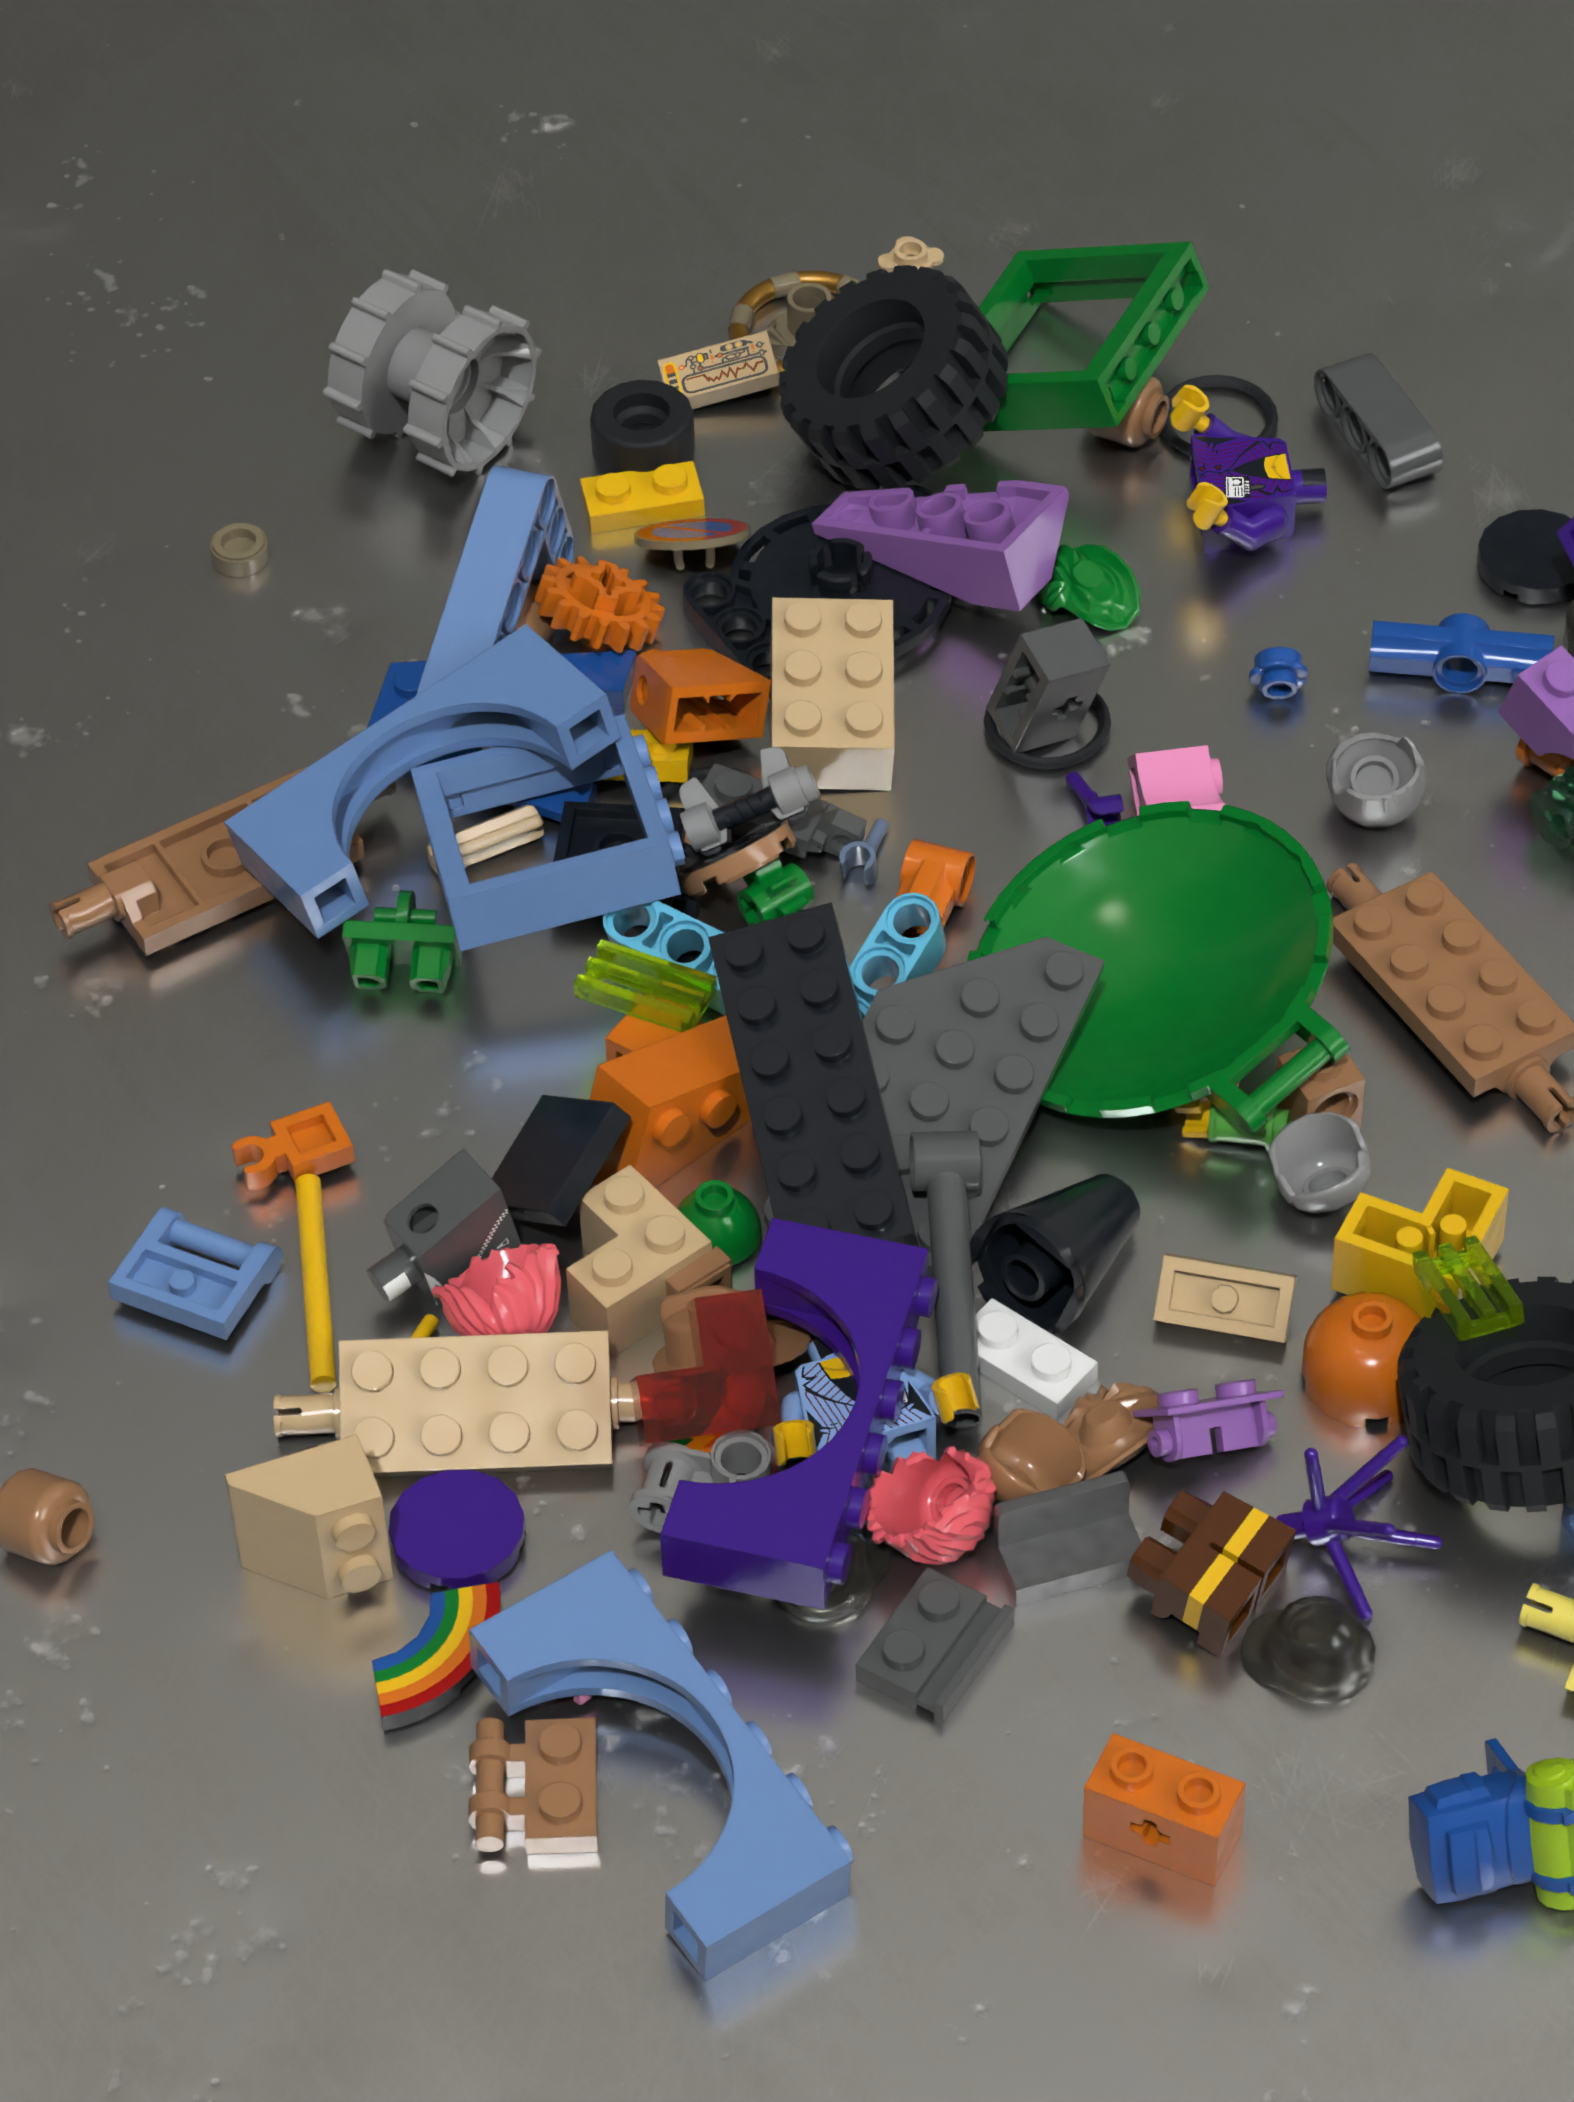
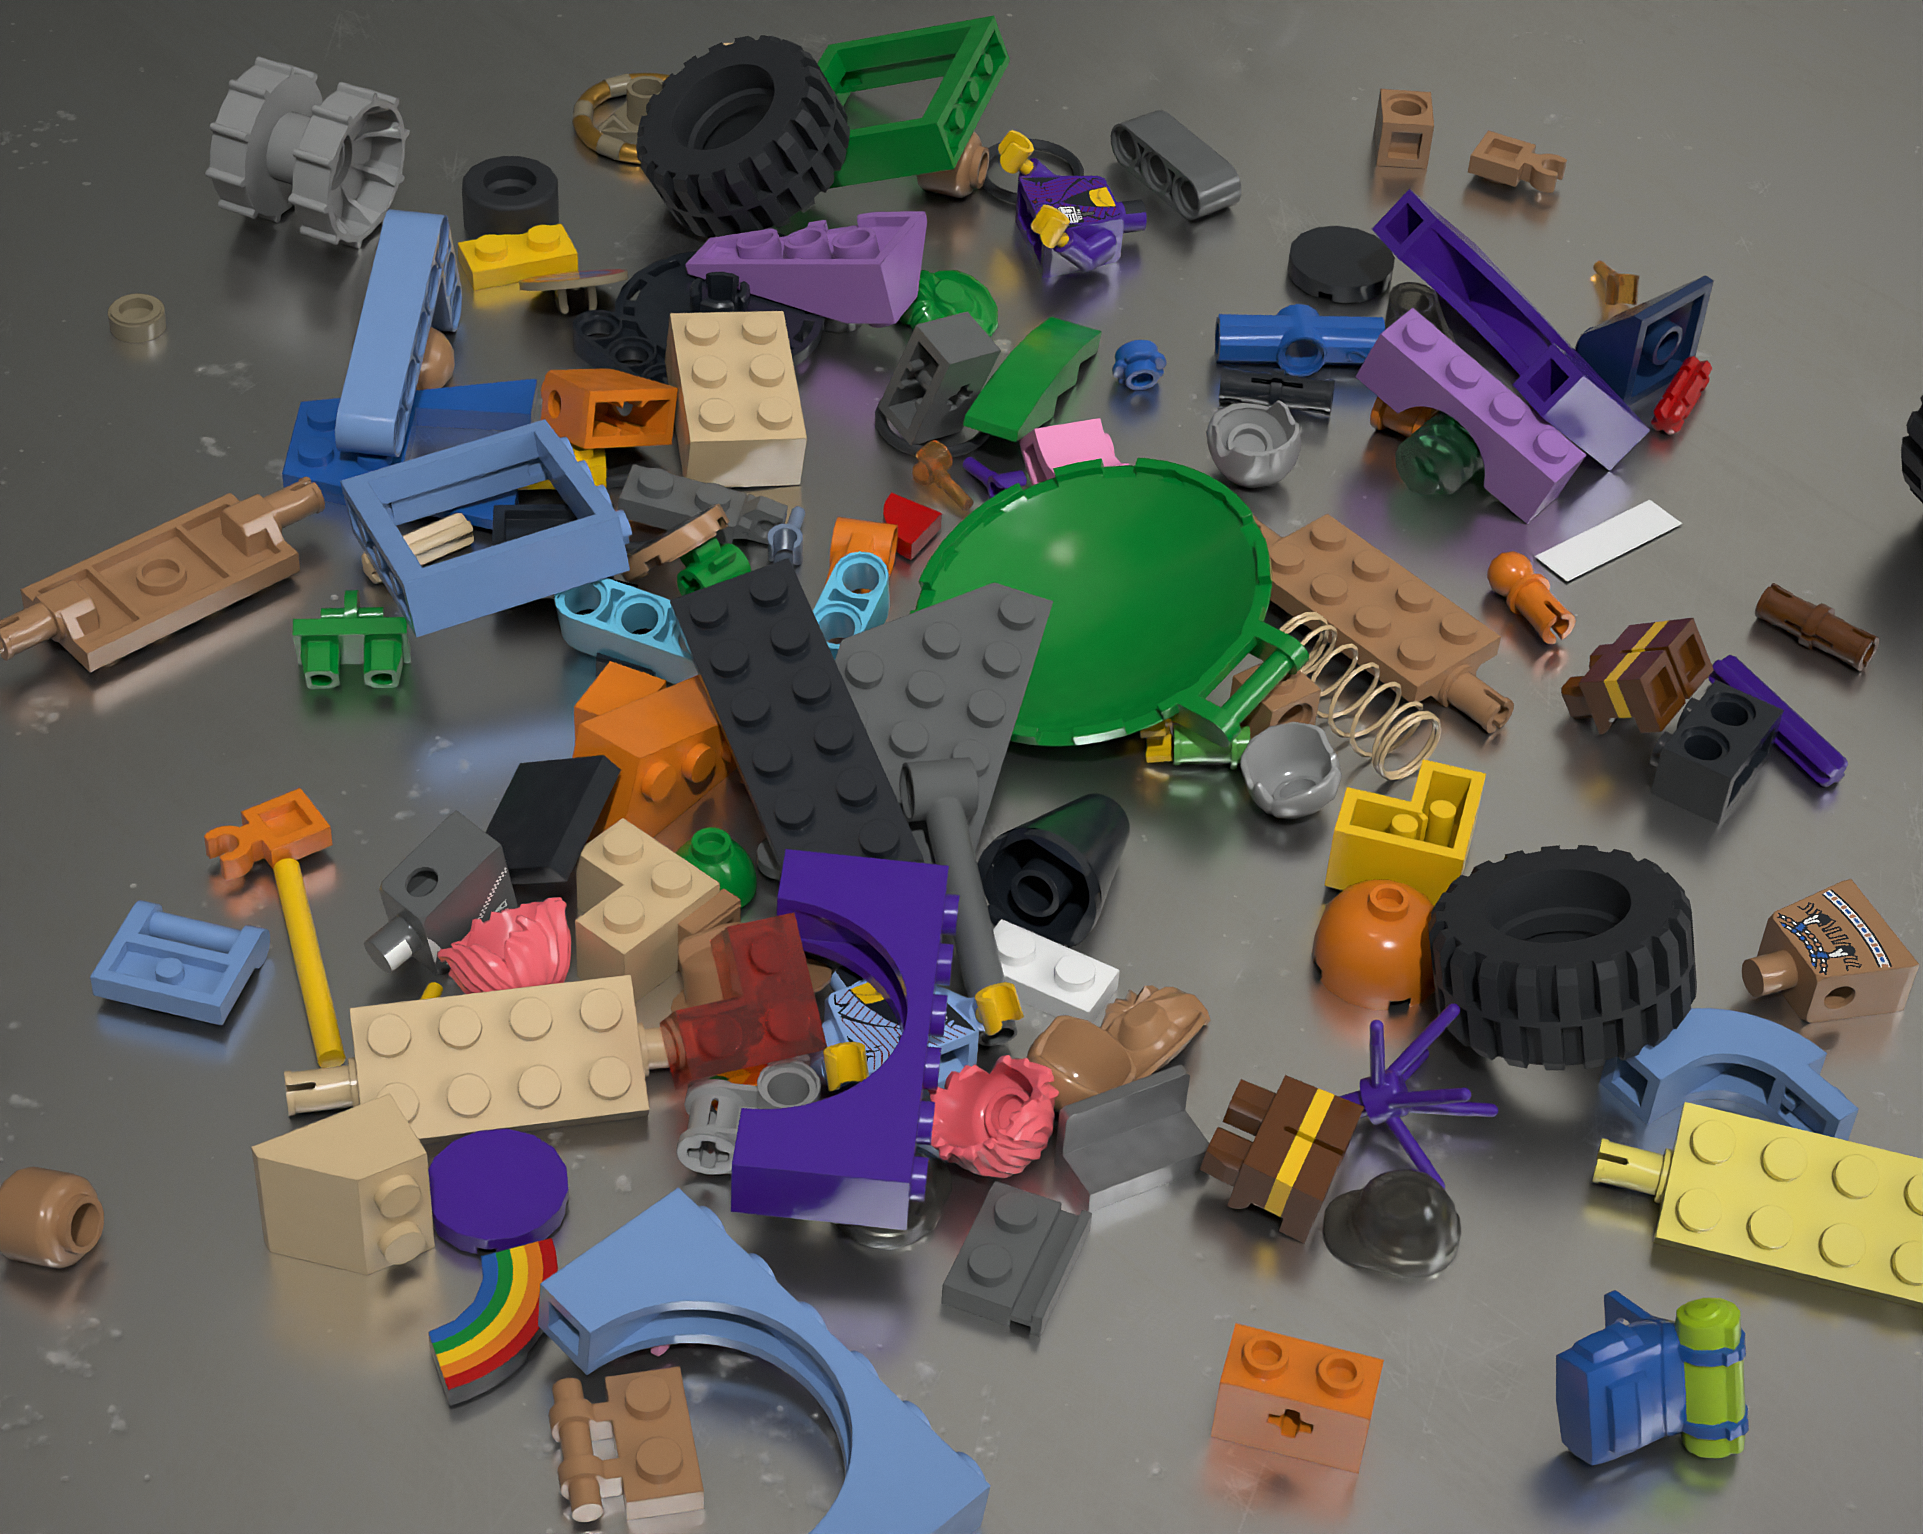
camera: 15 degrees left, 5 degrees down
(506, 696) = (435, 404): medium blue arch -> none
(599, 604) = (496, 339): orange gear -> none
(650, 979) = (607, 656): clear neon green tile -> none
(722, 370) = (579, 149): tan tile -> none
(784, 792) = (710, 481): light grey piece -> none
(995, 847) = (914, 521): none -> red tile
(1030, 780) = (933, 467): none -> clear orange hand
(1155, 684) = (1031, 378): none -> green slope
(1184, 1421) = (1224, 1015): medium lavender hinge -> none
(1225, 1297) = (1230, 899): tan plate -> none
(1380, 1039) = (1378, 755): none -> tan piece
(1422, 713) = (1267, 388): none -> black pin
(1457, 1263) = (1492, 855): clear neon green tile -> none

